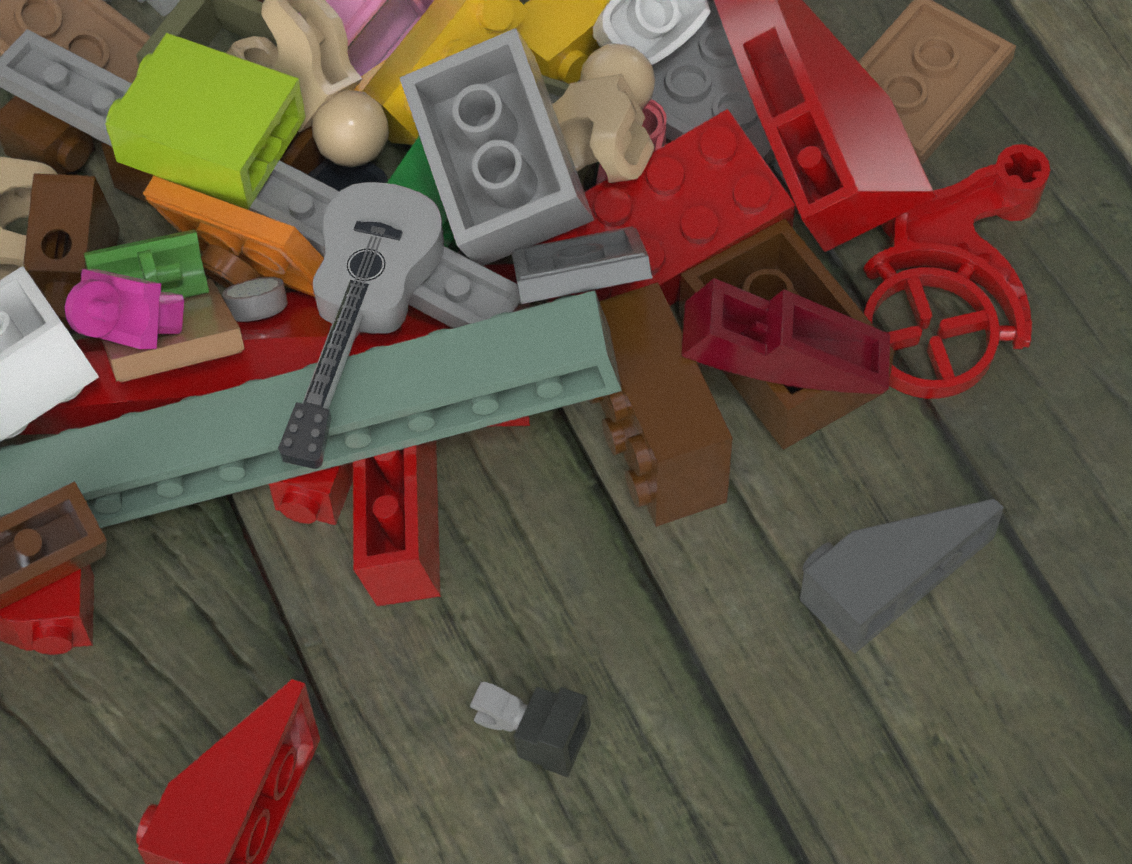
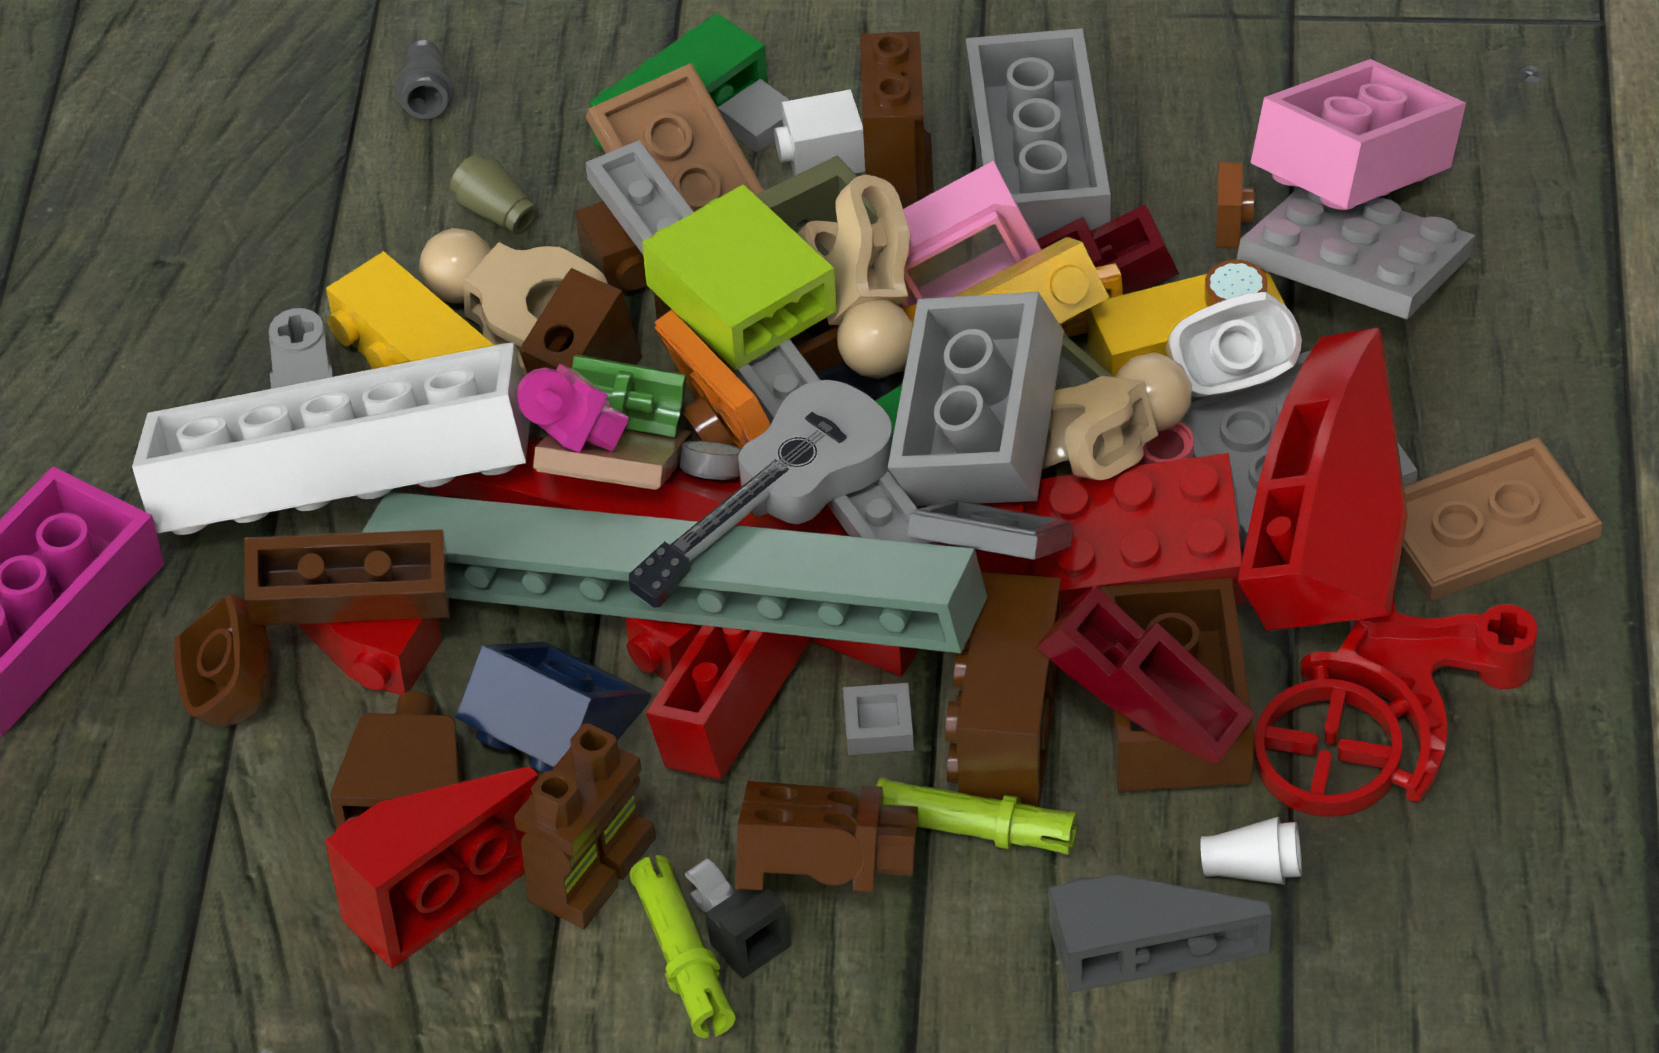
camera: 30 degrees right, 10 degrees down
(141, 725) = (397, 756): none -> reddish brown torso
(241, 597) = (540, 697): none -> slope
(357, 707) = (583, 827): none -> reddish brown hips
(523, 791) = (690, 966): none -> lime pin
(538, 474) = (878, 719): none -> light grey tile
(576, 614) = (822, 835): none -> reddish brown hips
(692, 526) = (988, 818): none -> lime pin
(937, 453) = (1256, 852): none -> white cone

